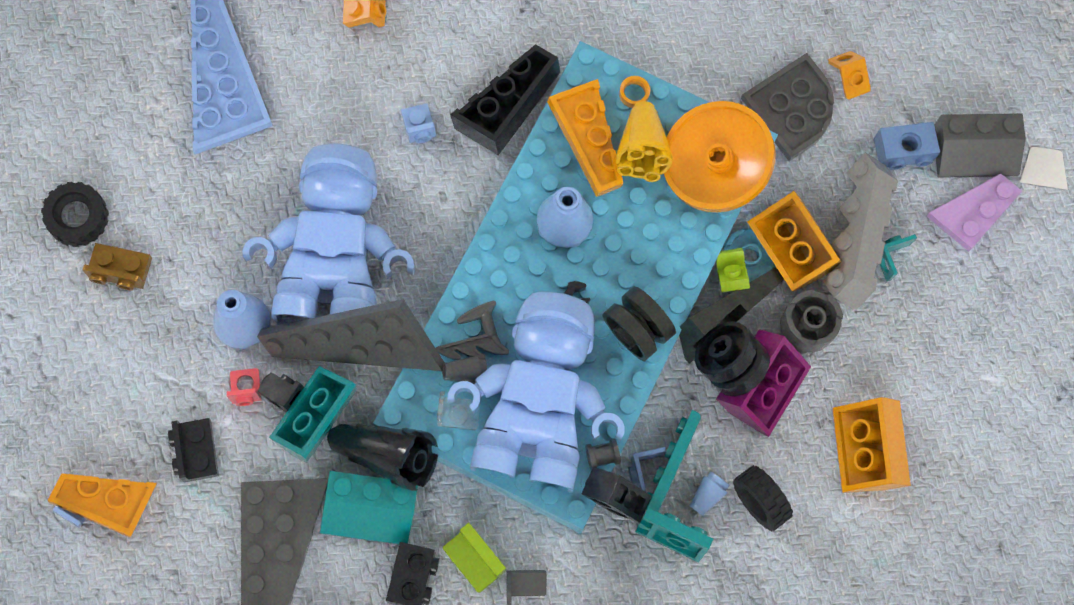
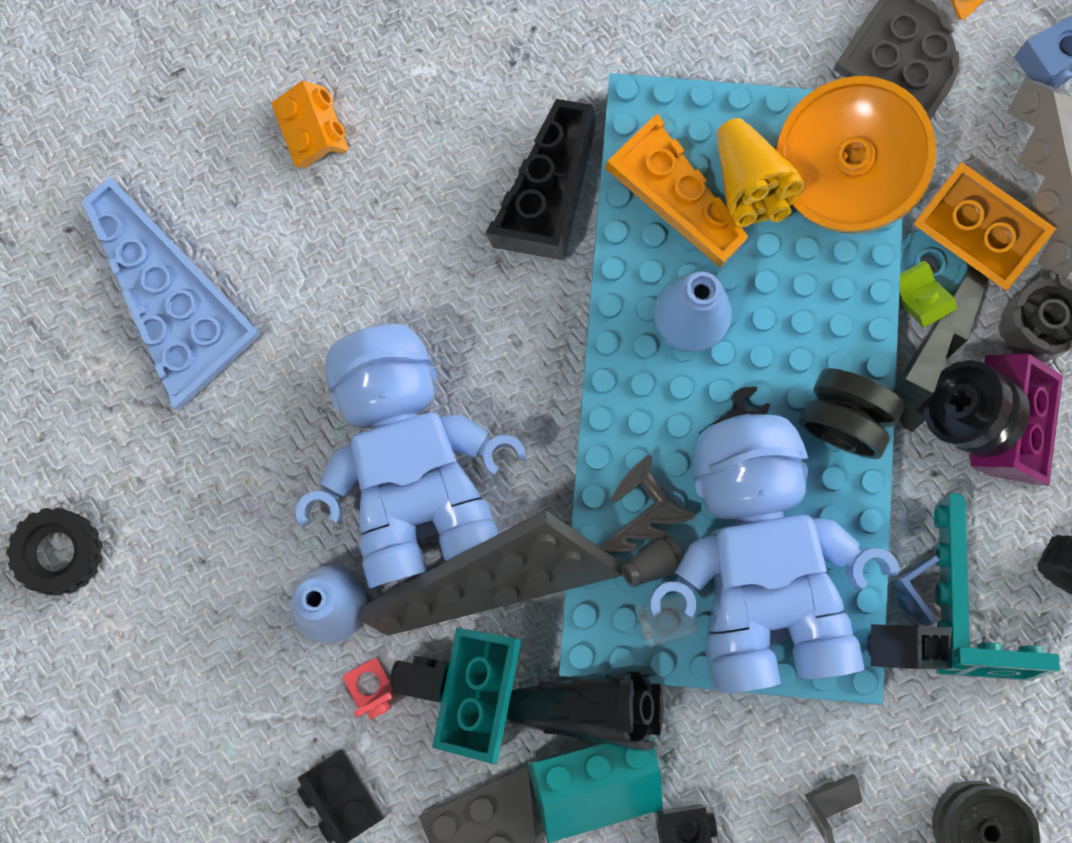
camera: 15 degrees left, 5 degrees up
(118, 266) = (139, 597): pearl gold bracket -> none
(418, 123) = (446, 259): light blue bracket -> none
(474, 558) = (754, 792): lime panel -> none
(603, 454) = (872, 600): dark grey bush -> none
(634, 80) = (708, 96): light orange piece -> none
(708, 493) = (1009, 589): light blue cone -> none

